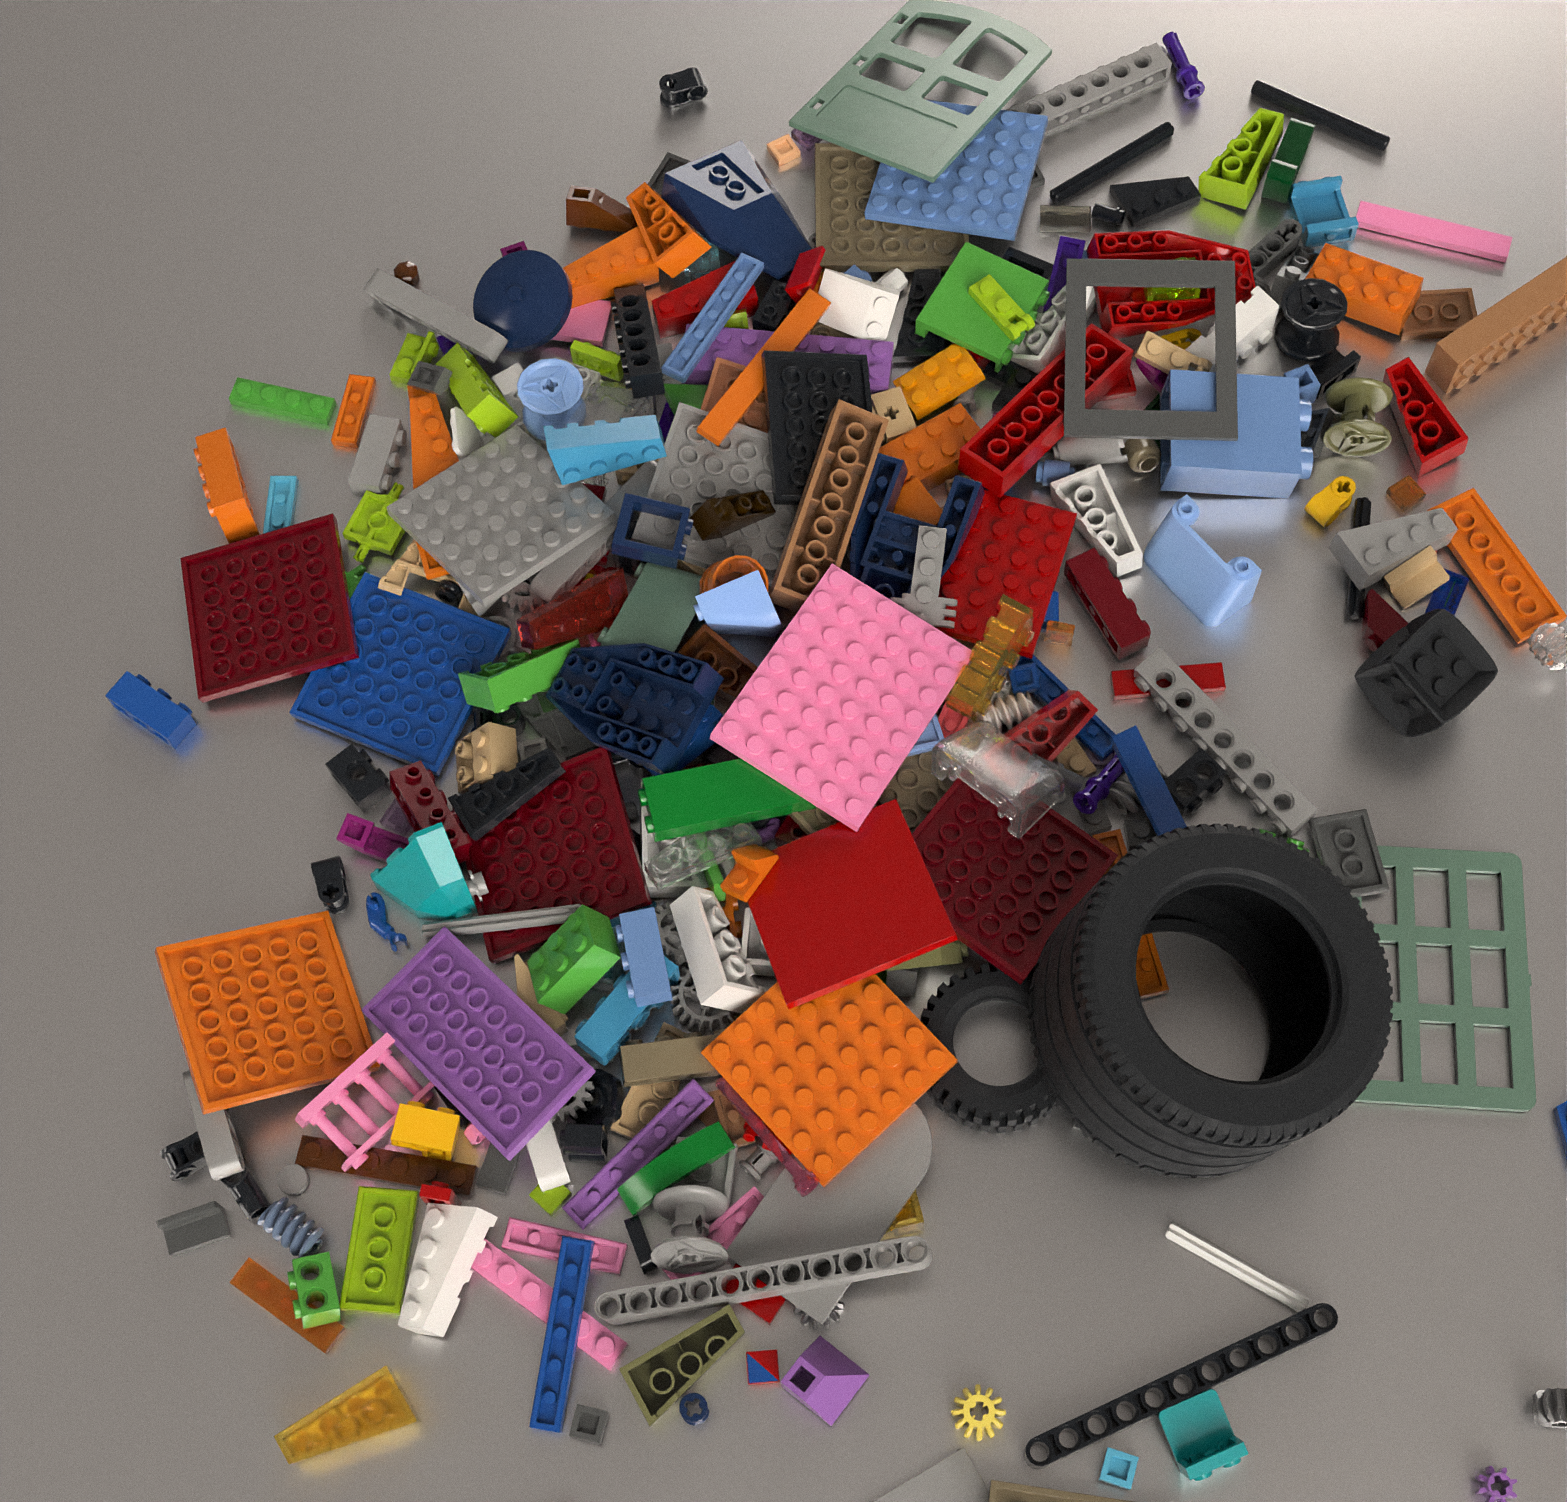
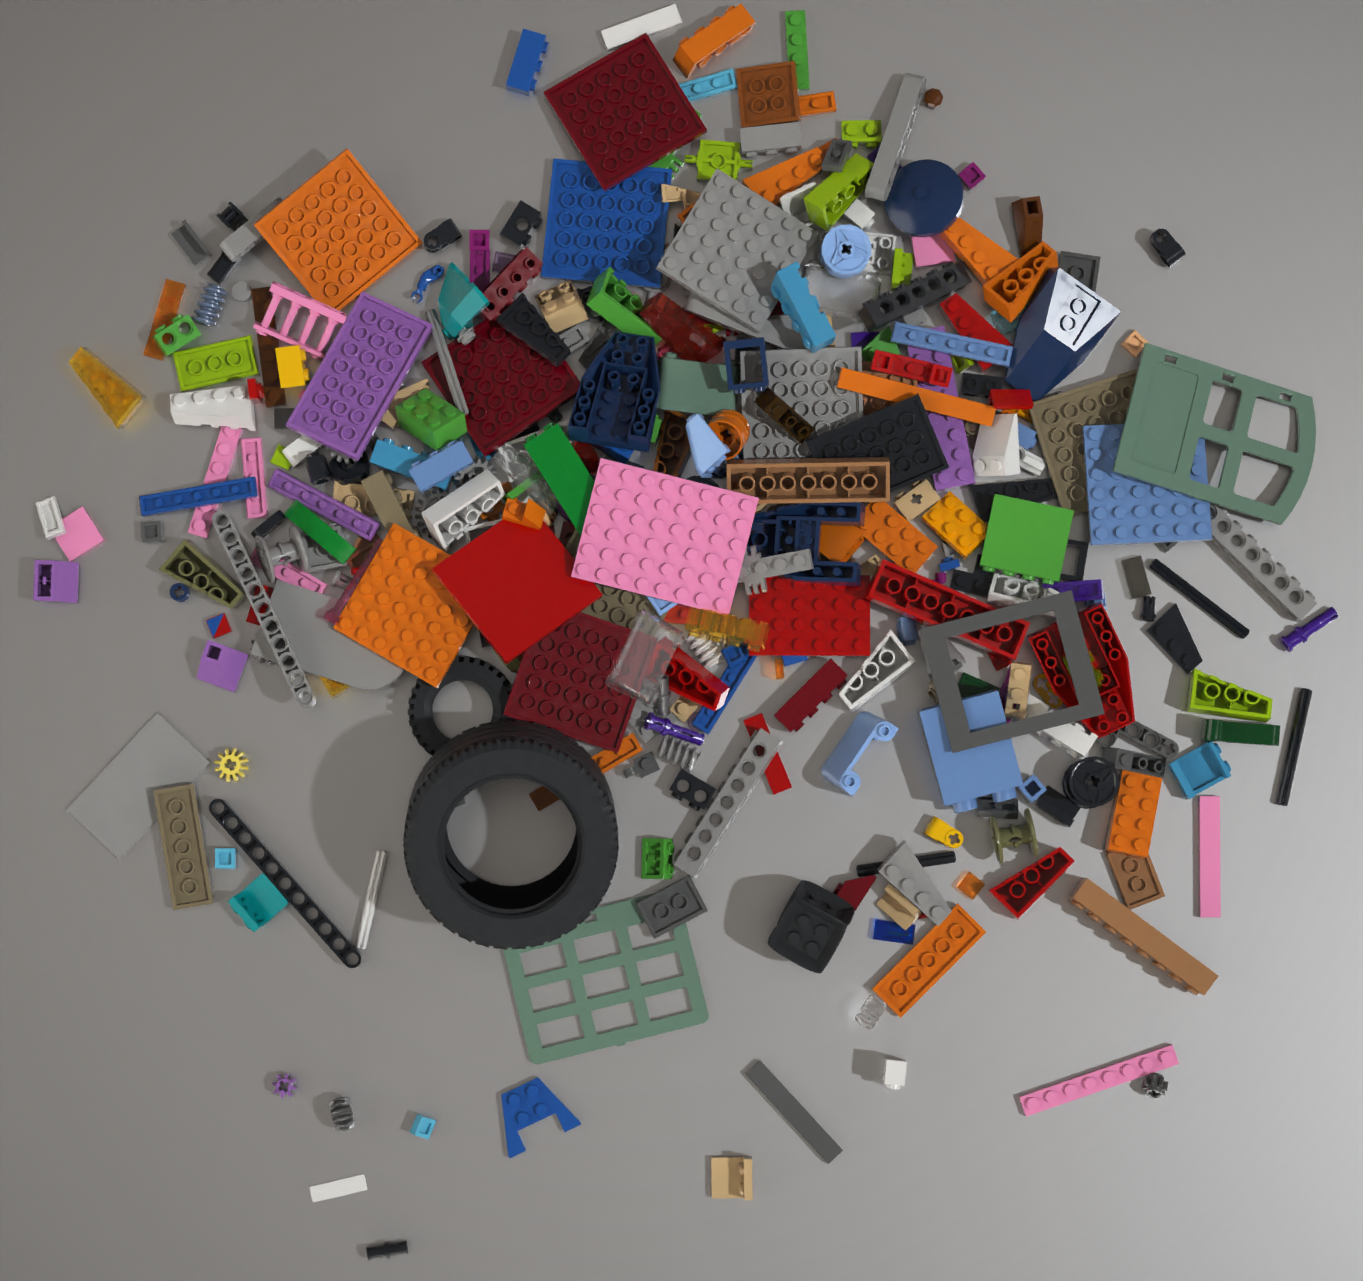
camera: 65 degrees right, 20 degrees up
(169, 577) = (648, 23): none -> white tile
(320, 440) = (768, 94): none -> dark orange plate
(728, 359) = (911, 368): none -> red slope
(985, 405) = (948, 564): none -> blue plate
(1000, 307) = (1022, 552): lime plate -> none
(1146, 781) = (661, 772): blue tile -> none

